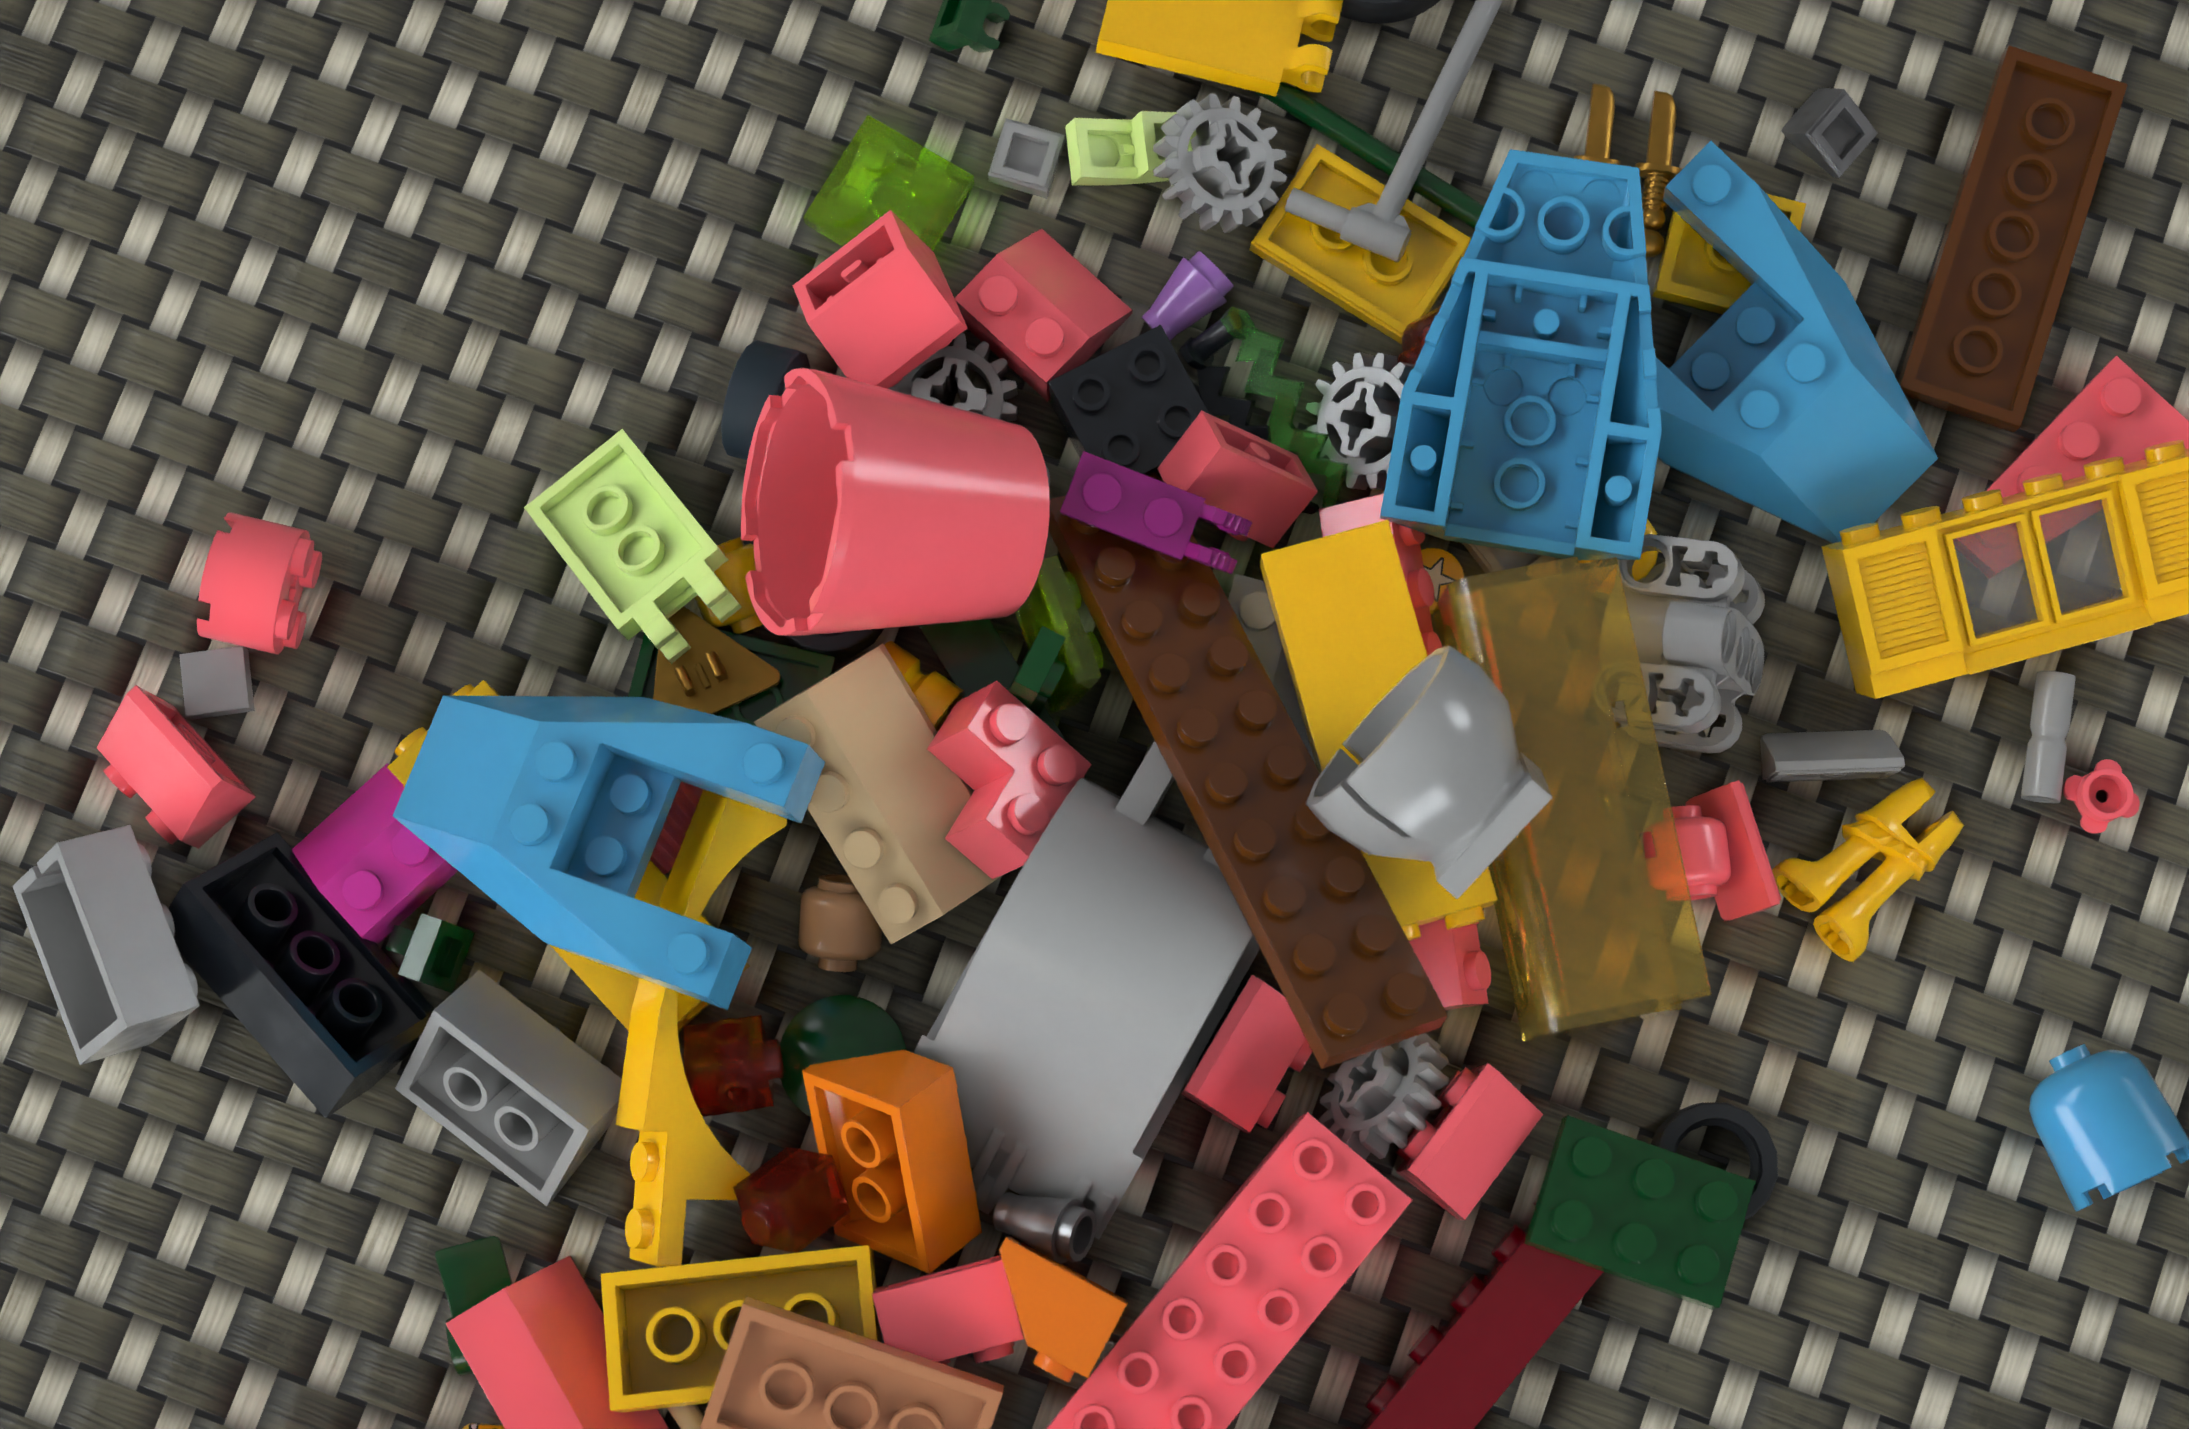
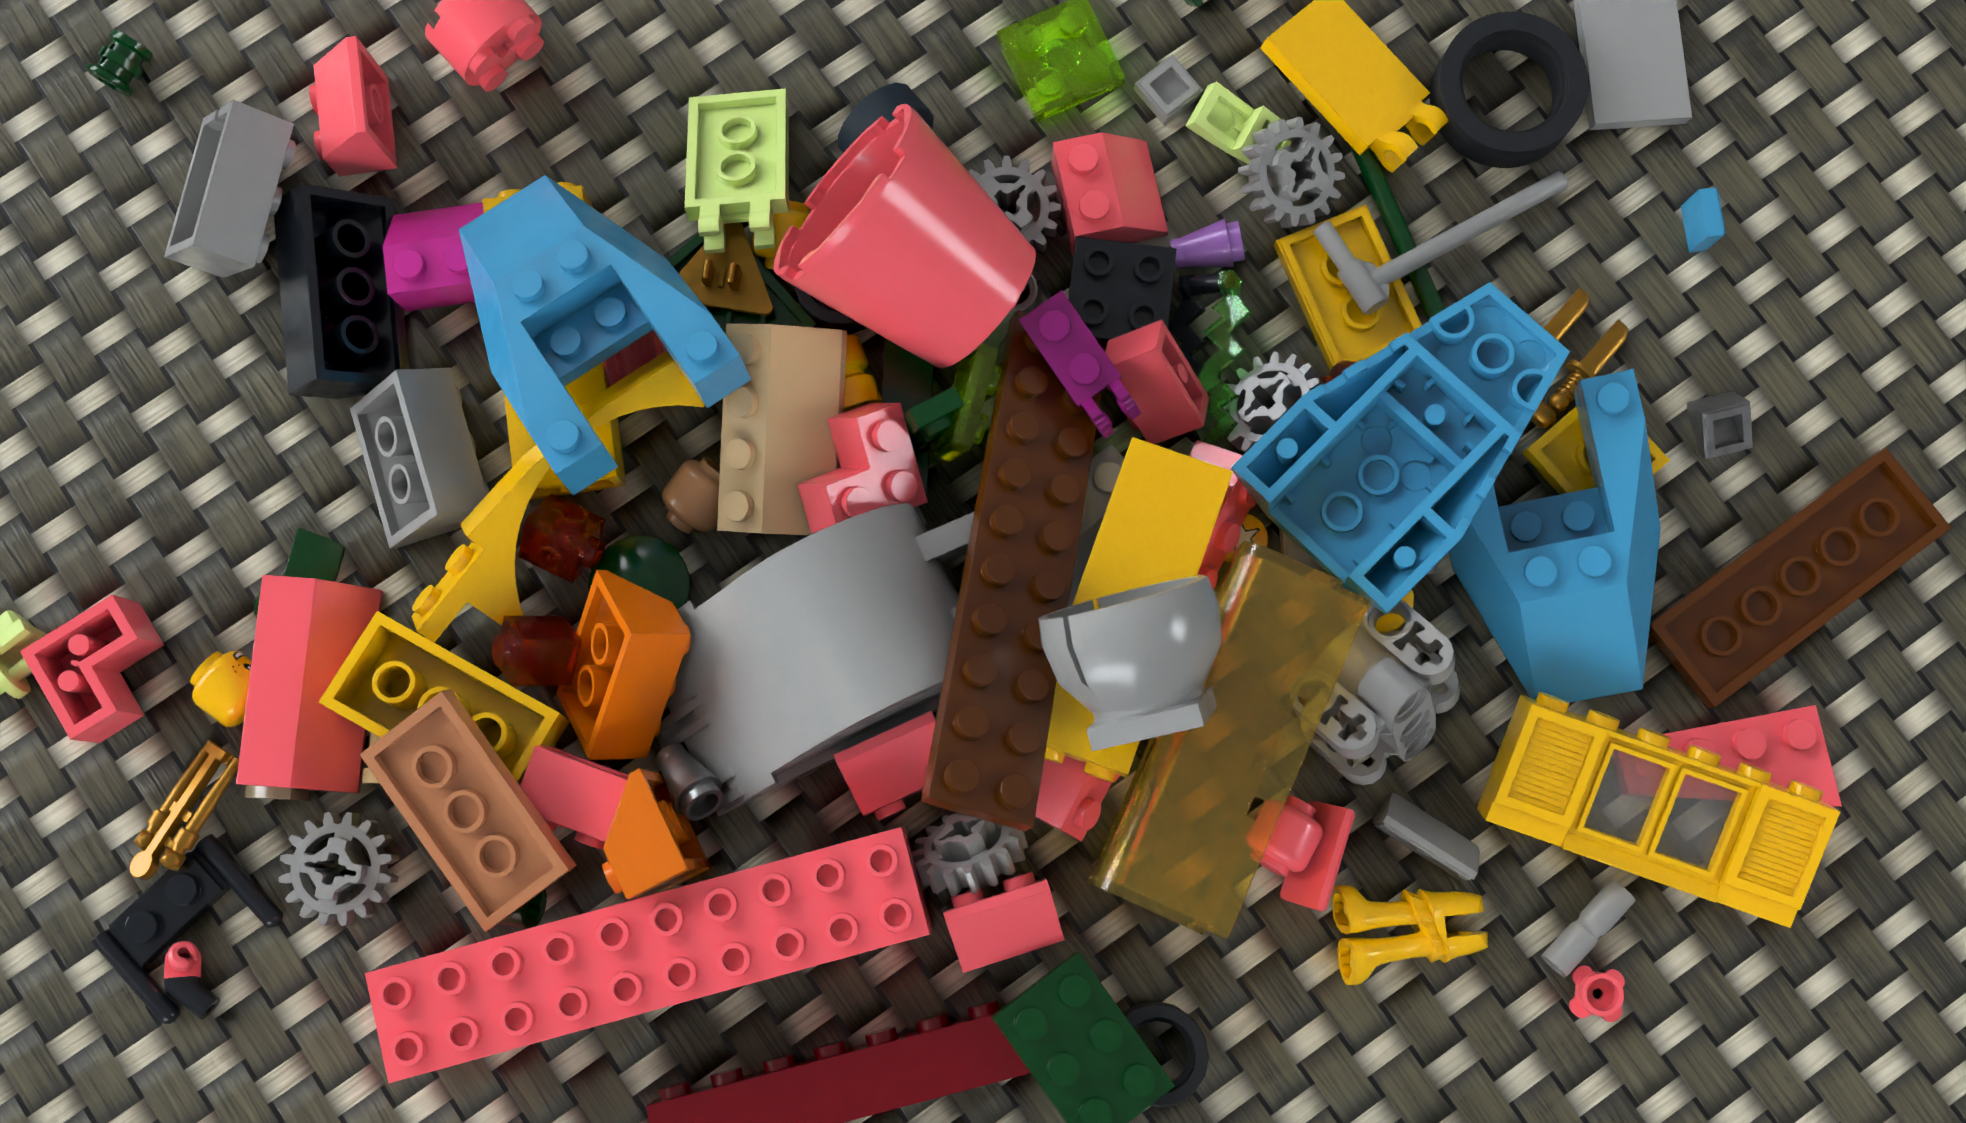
camera: 35 degrees right, 0 degrees up
(216, 682) = (422, 79): light grey tile -> none
(431, 951) = (430, 337): dark green tile -> none
(880, 304) = (1003, 113): coral slope -> none

